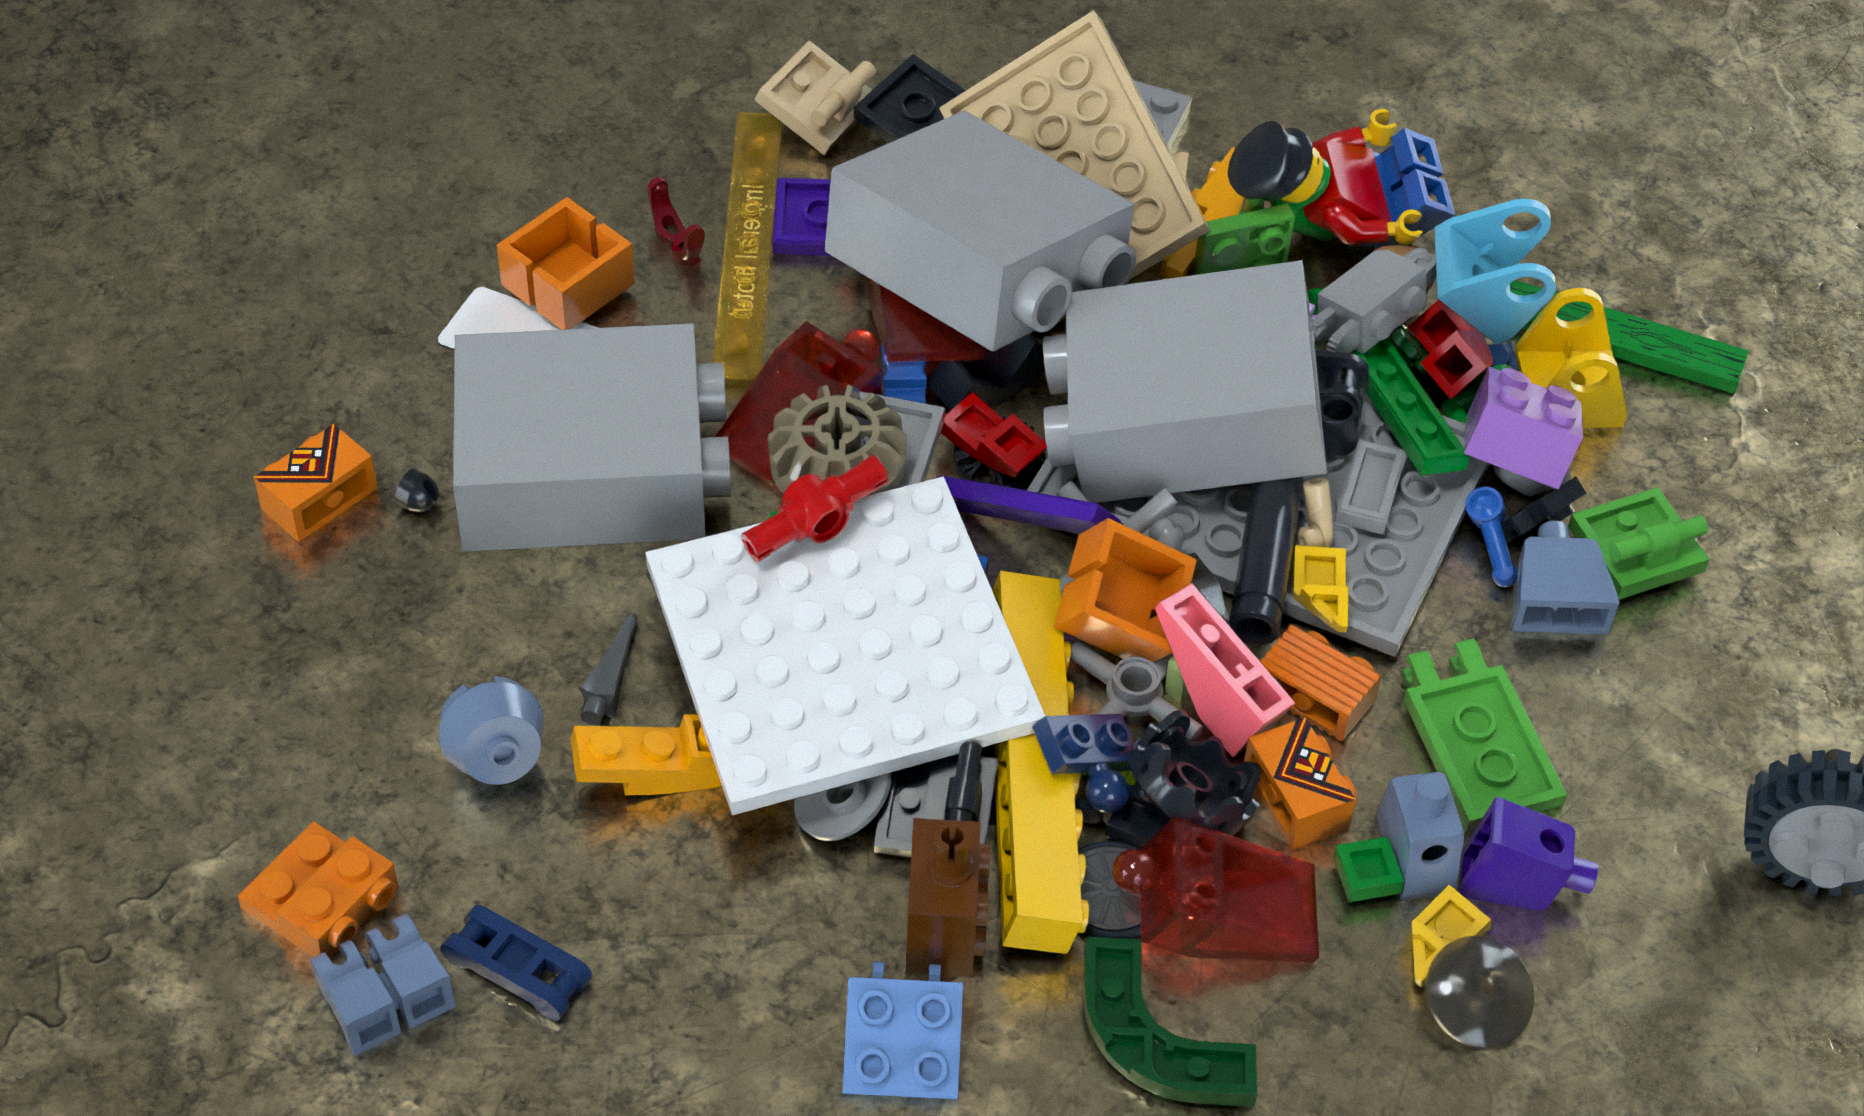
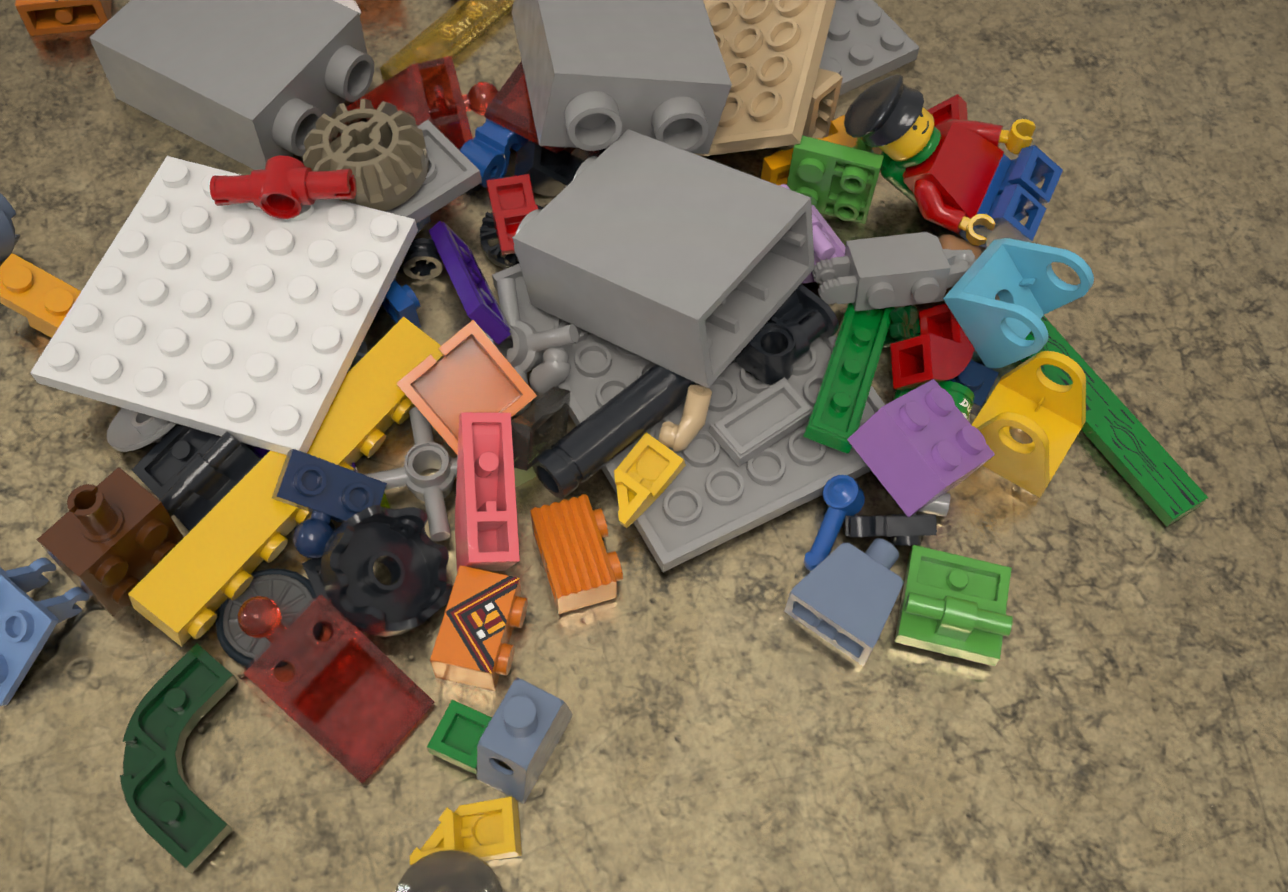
camera: 35 degrees right, 10 degrees up
(603, 684) = (89, 241): dark grey piece -> none
(1479, 735) = (660, 689): bright green tile -> none
(1522, 859) = (575, 798): dark purple torso -> none

